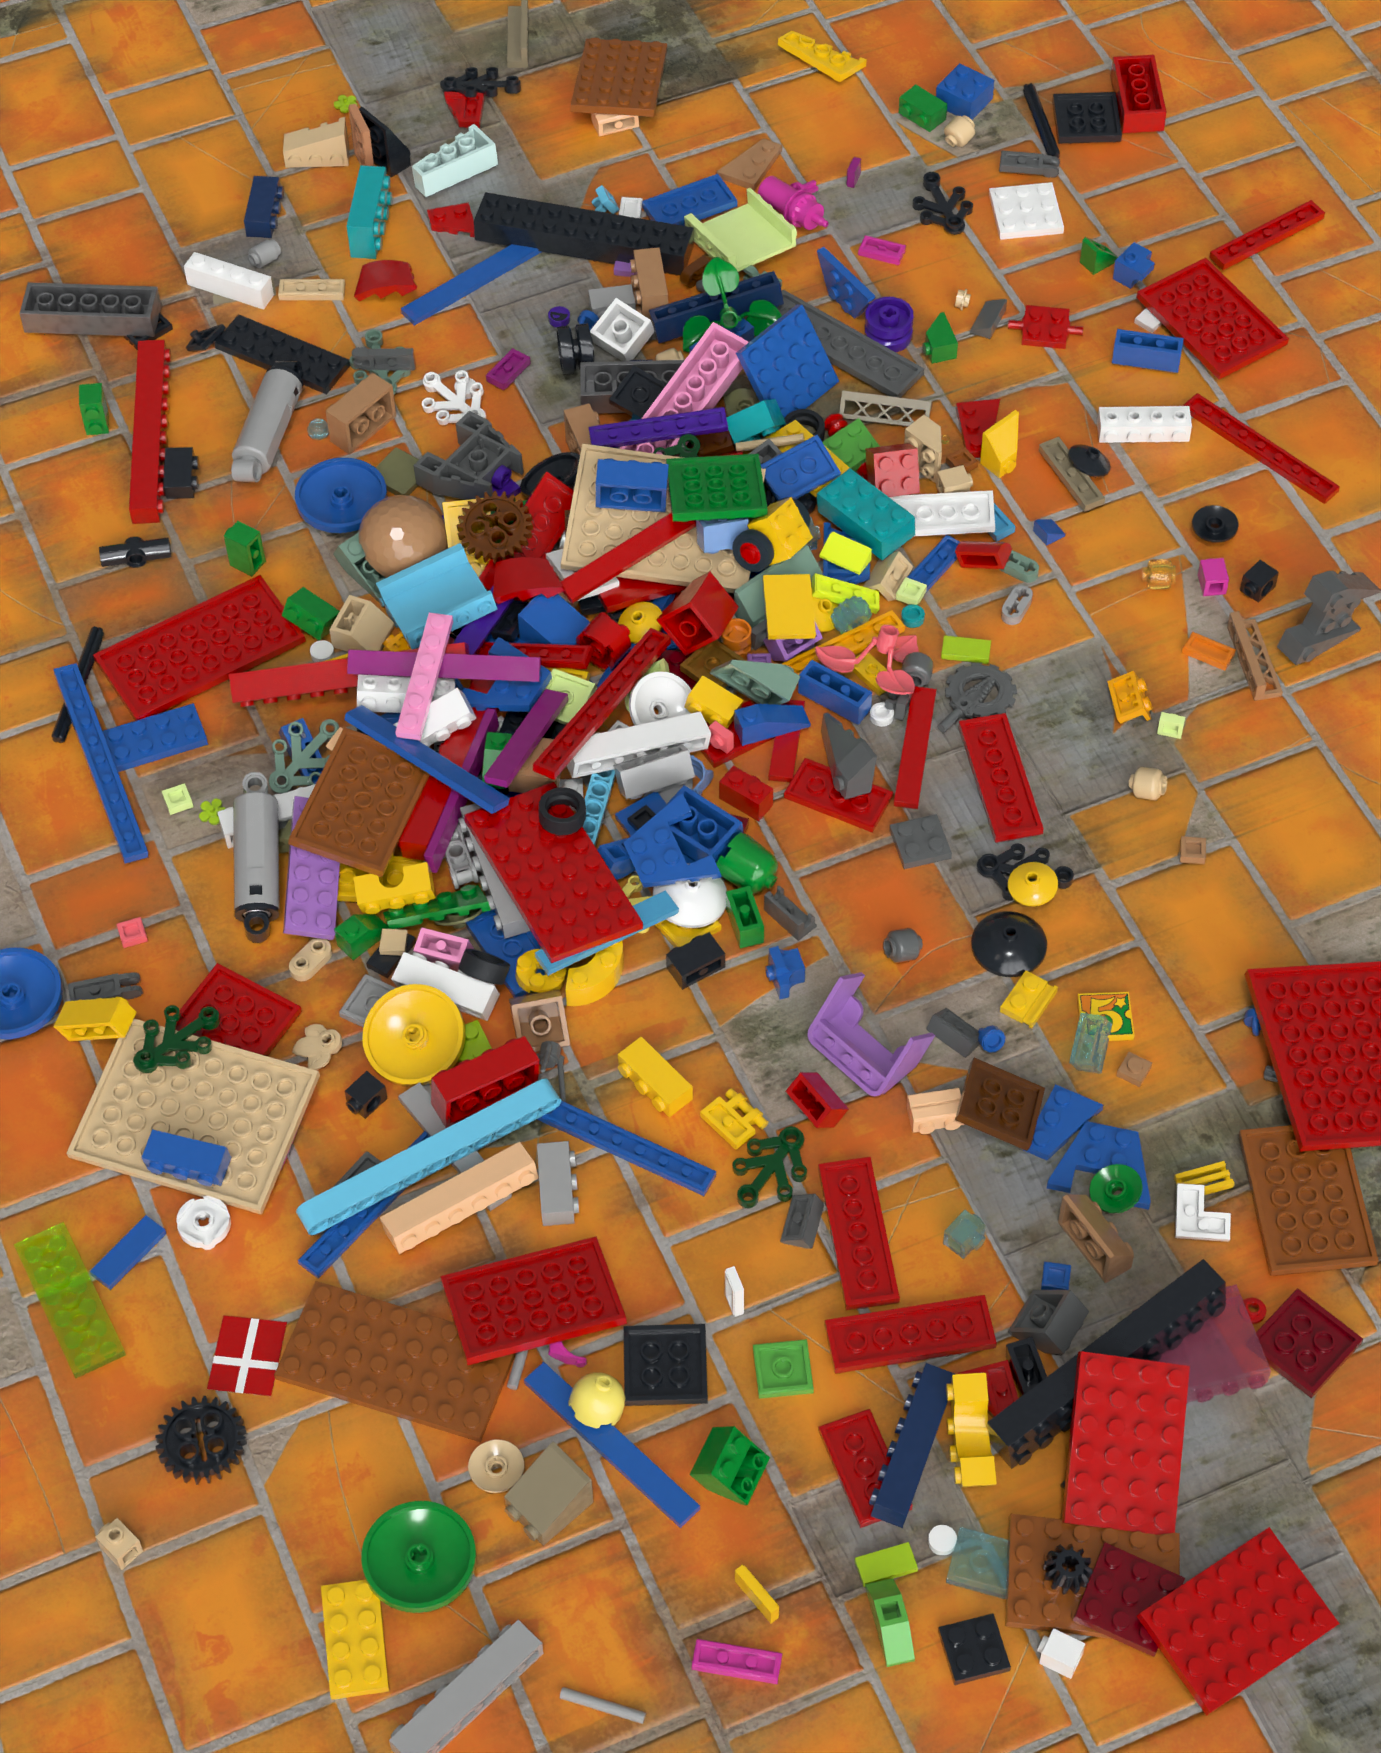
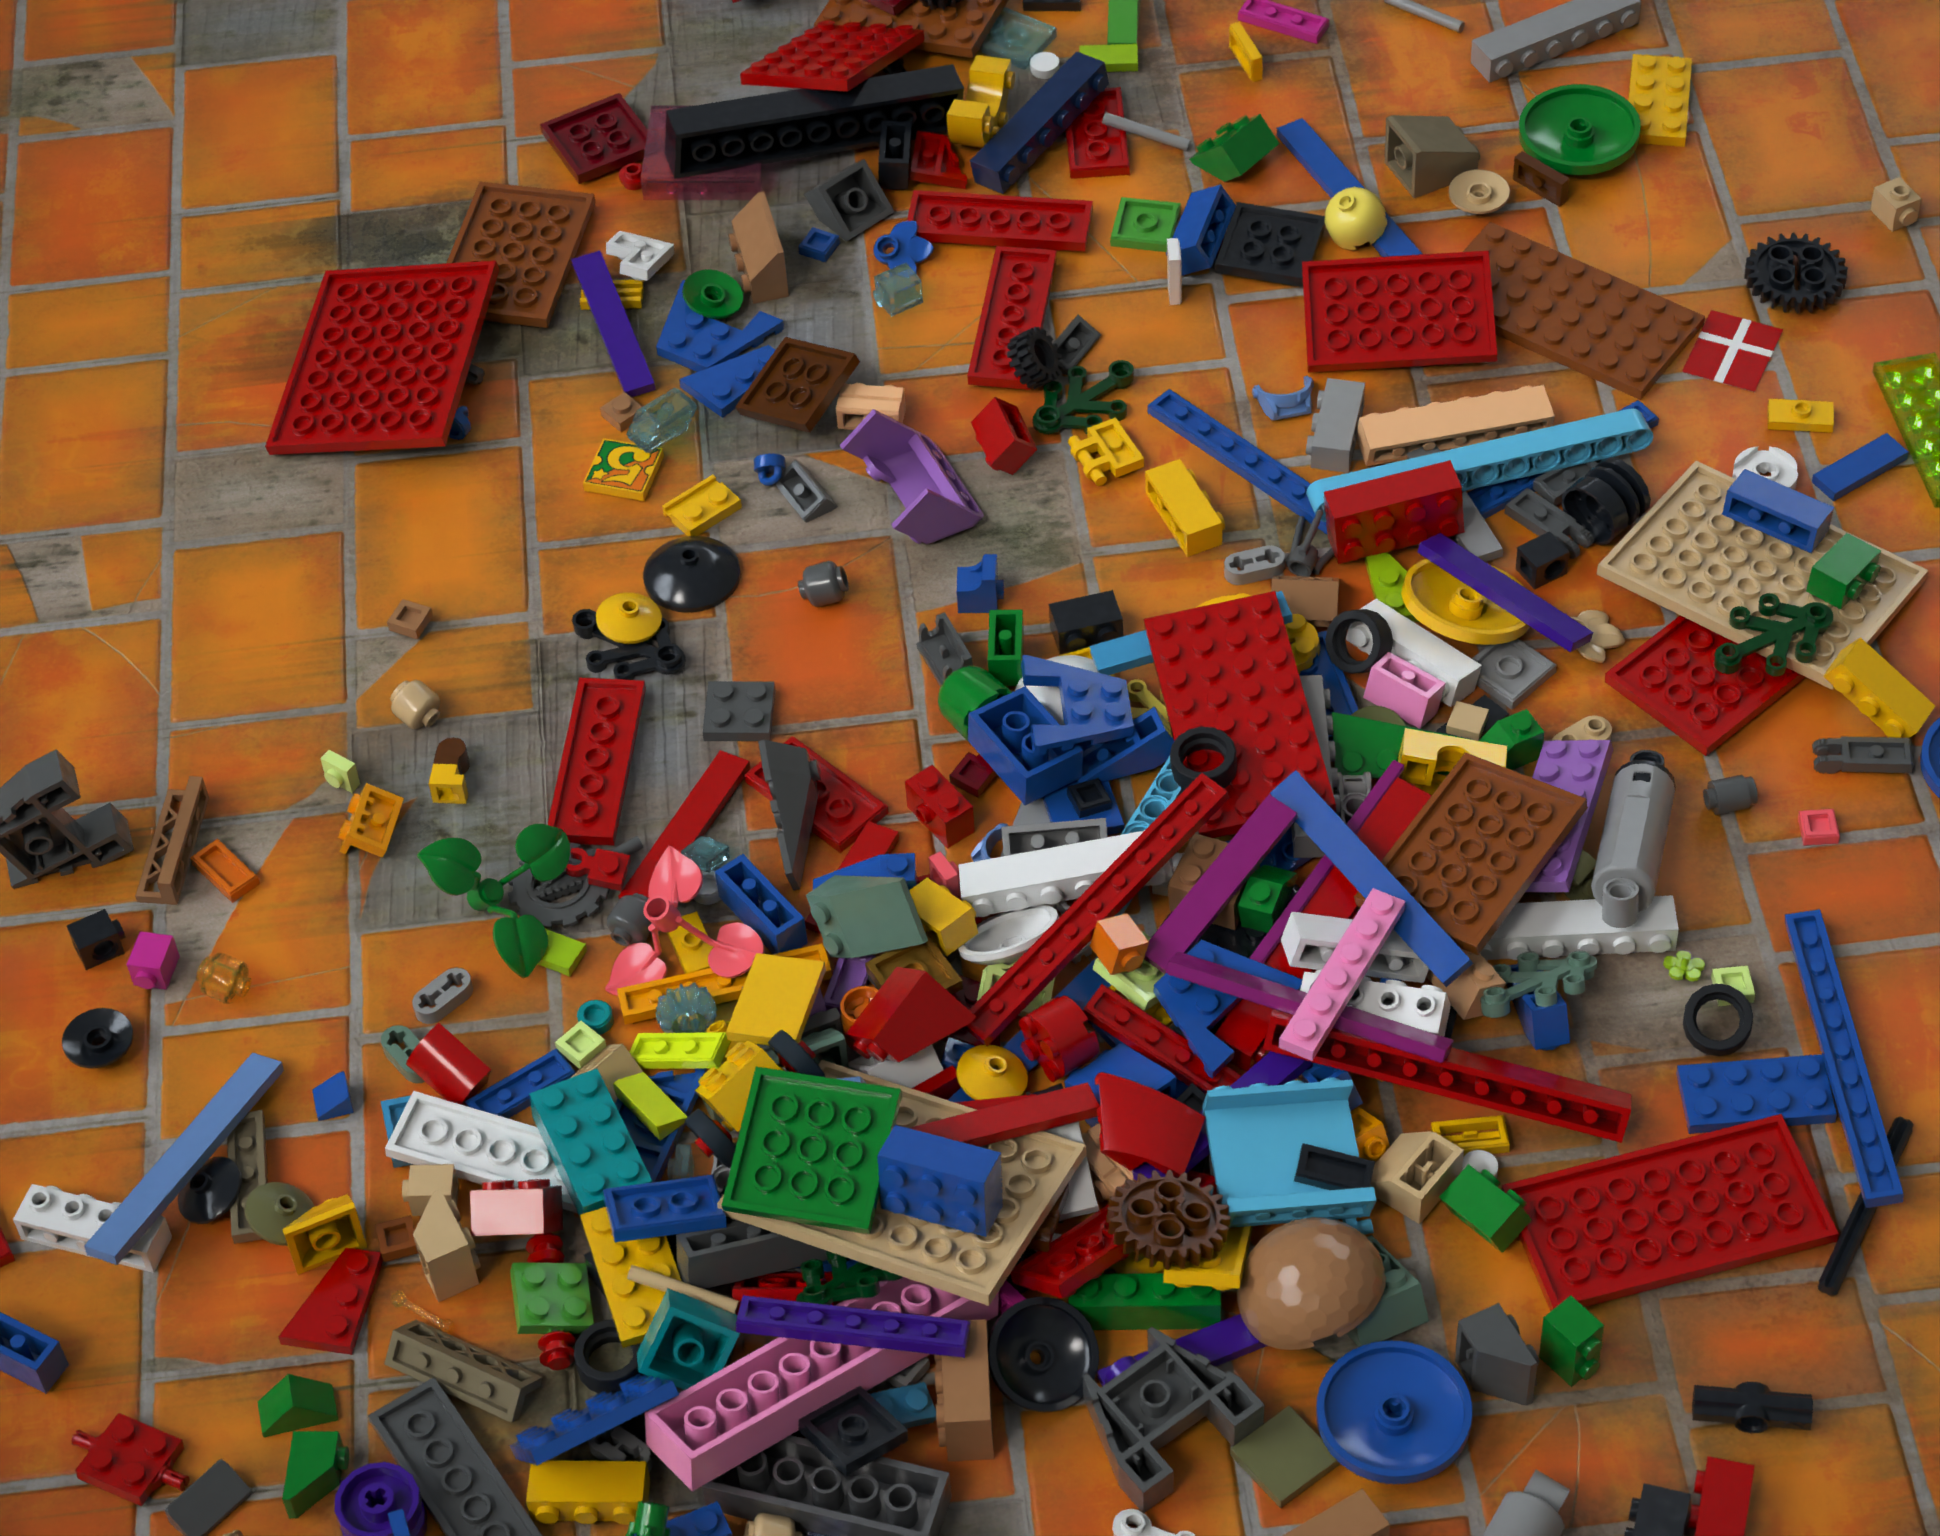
camera: 160 degrees left, 5 degrees down
(129, 1110) = (1844, 571): none -> green brick
(175, 772) = (1719, 992): none -> black tyre
(181, 1293) = (1800, 415): none -> yellow plate
(196, 933) = (1730, 794): none -> dark grey brick
(287, 530) = (1496, 1356): none -> dark grey slope
(323, 1142) = (1607, 499): none -> black wheel
(369, 1134) = (1542, 516): none -> dark grey hinge
(382, 1040) = (1505, 592): none -> dark purple tile
(406, 602) = (1332, 1169): none -> black tile
(435, 1492) = (1541, 179): none -> reddish brown plate
(579, 685) = (1119, 944): none -> orange brick
(586, 1046) = (1254, 565): none -> light grey beam
(609, 1195) = (1285, 405): none -> medium blue helmet
(728, 1353) = (1203, 227): none -> blue brick
(817, 1169) = (1034, 358): none -> black tyre
(817, 1469) = (1146, 131): none -> light grey bar
(892, 729) = (707, 853): none -> clear light blue plate
(952, 694) = (603, 869): none -> red plate
(967, 370) = (296, 1405): none -> green slope
(980, 1280) = (906, 245): none -> blue plate
(993, 675) = (453, 869): none -> green plant
(1041, 463) = (266, 1213): none -> olive dish
(1097, 742) = (447, 778): none -> yellow leg
(1108, 458) = (183, 1159): none -> medium blue tile
(1184, 1142) = (613, 324): none -> dark purple tile

